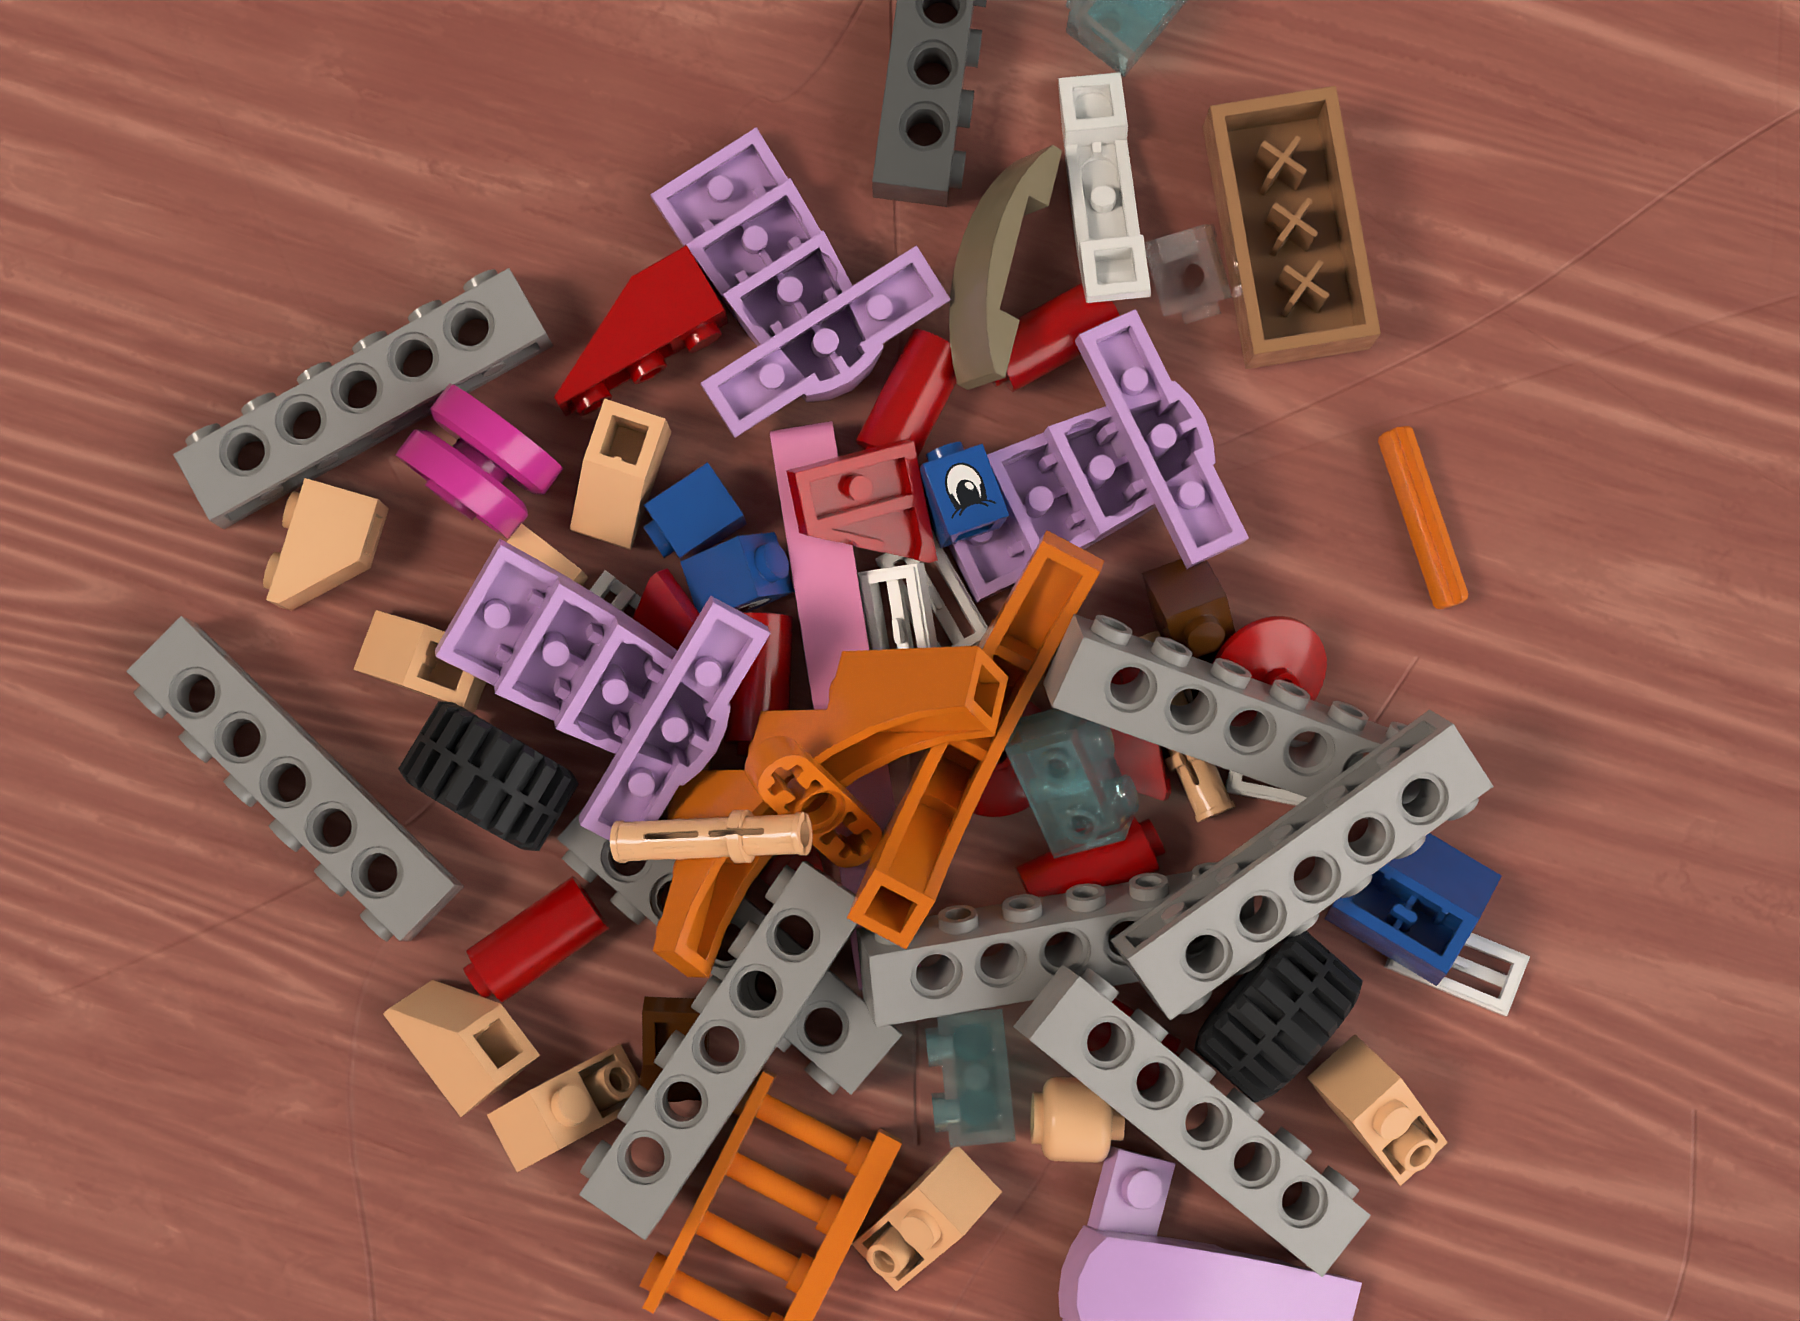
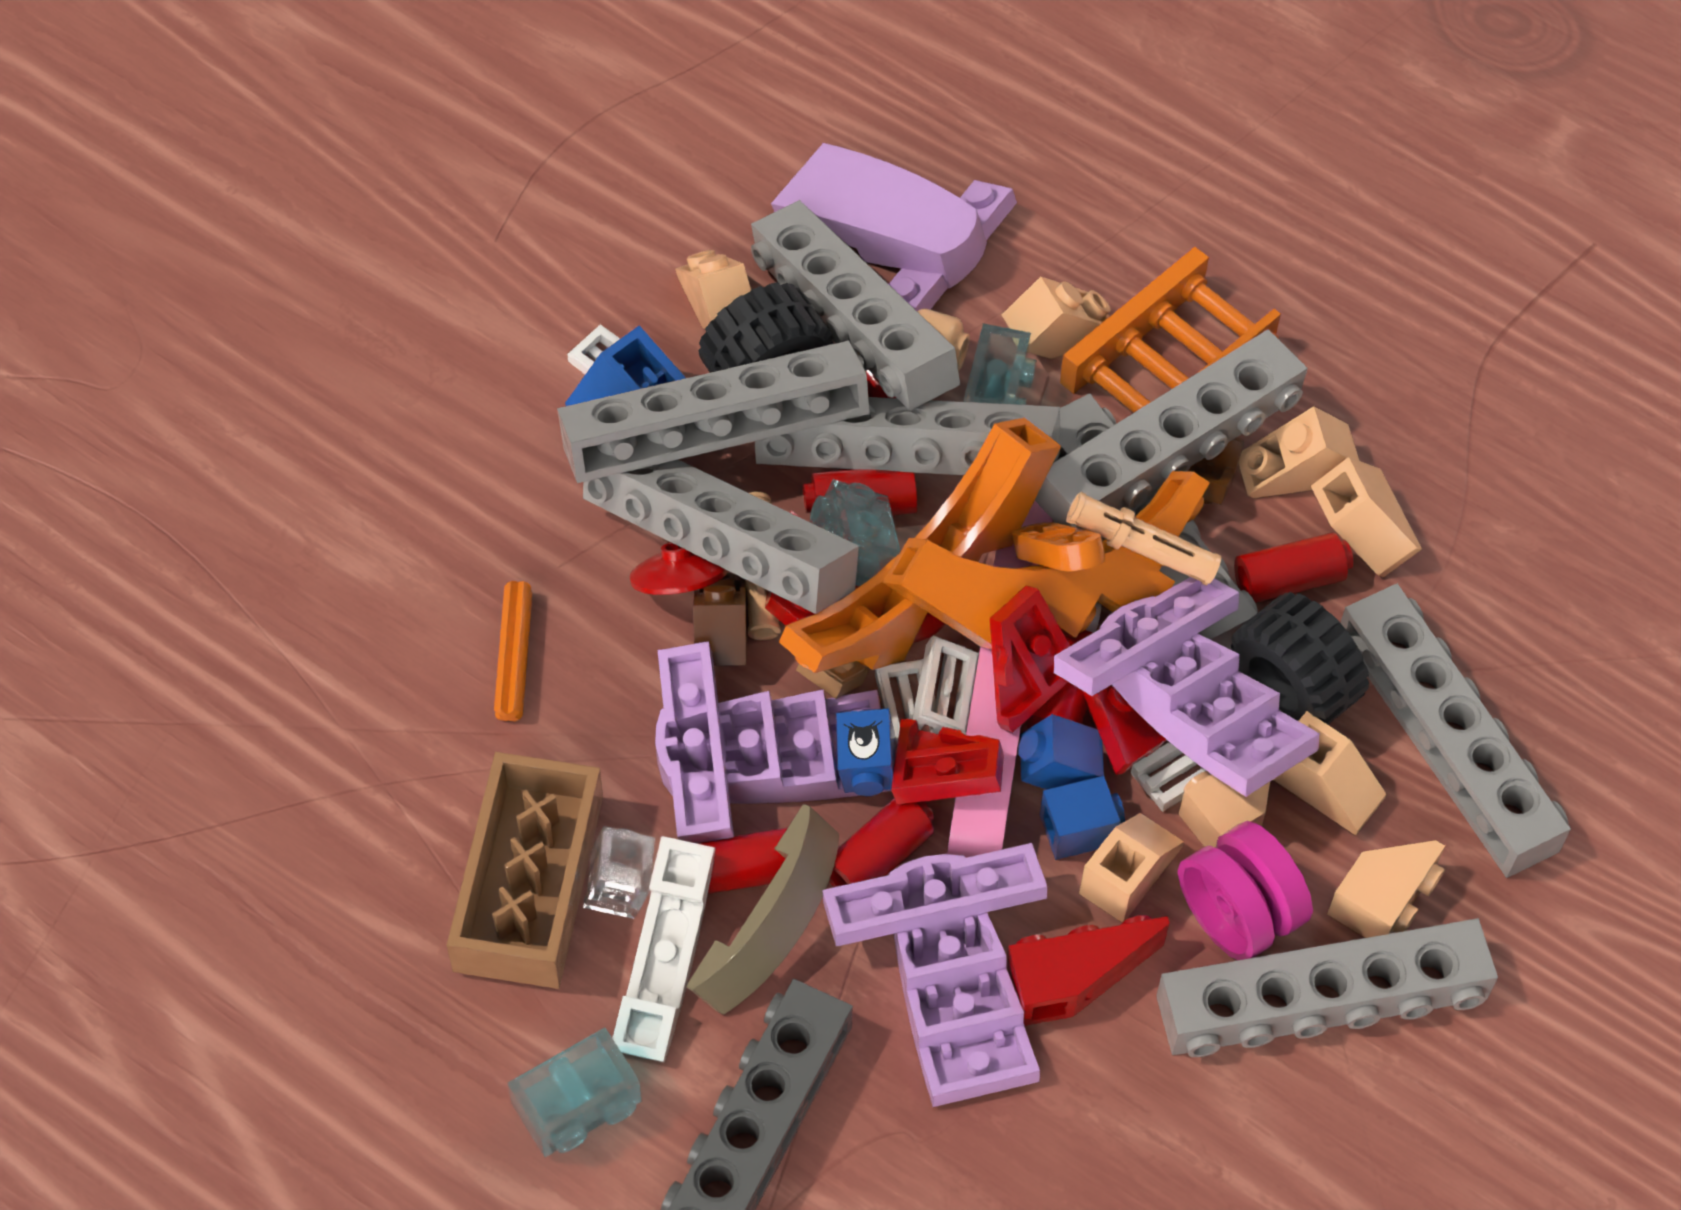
camera: 165 degrees left, 25 degrees down
(808, 650) = (1023, 657): none -> red wing

